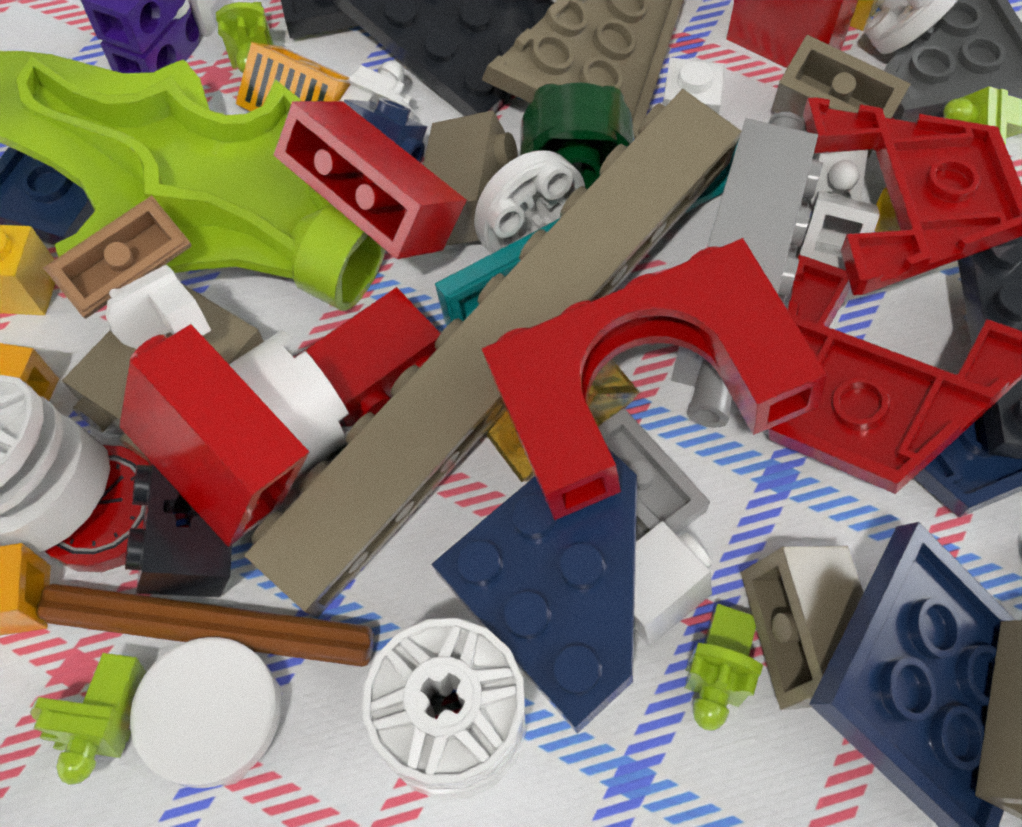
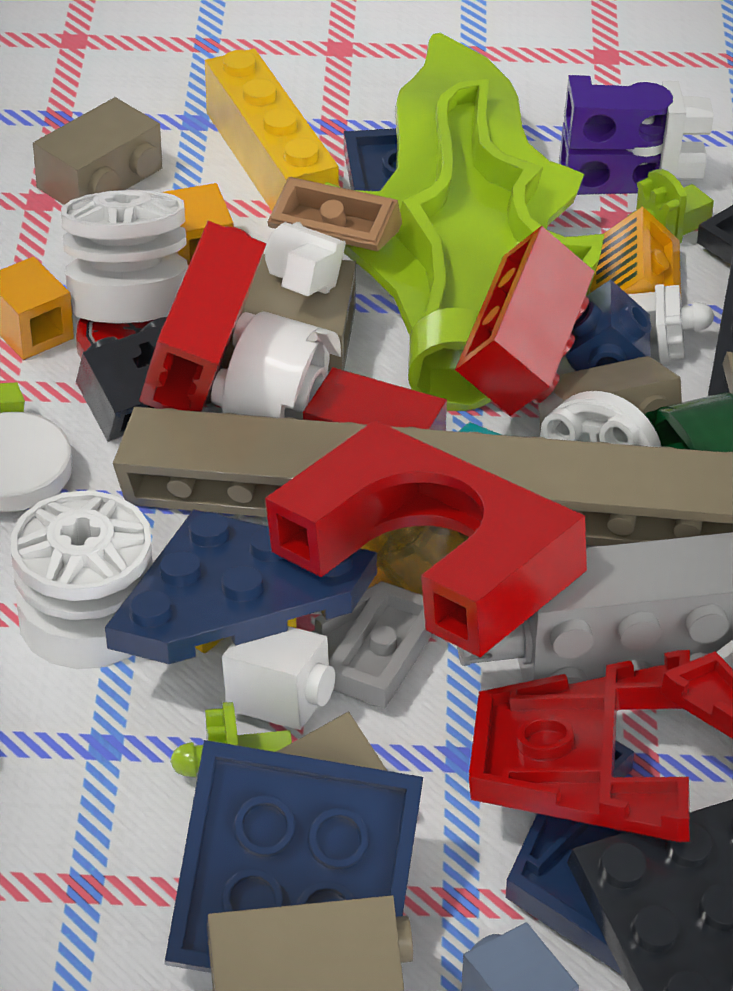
camera: 60 degrees right, 20 degrees down
(190, 620) = (69, 413): dark orange axle -> none

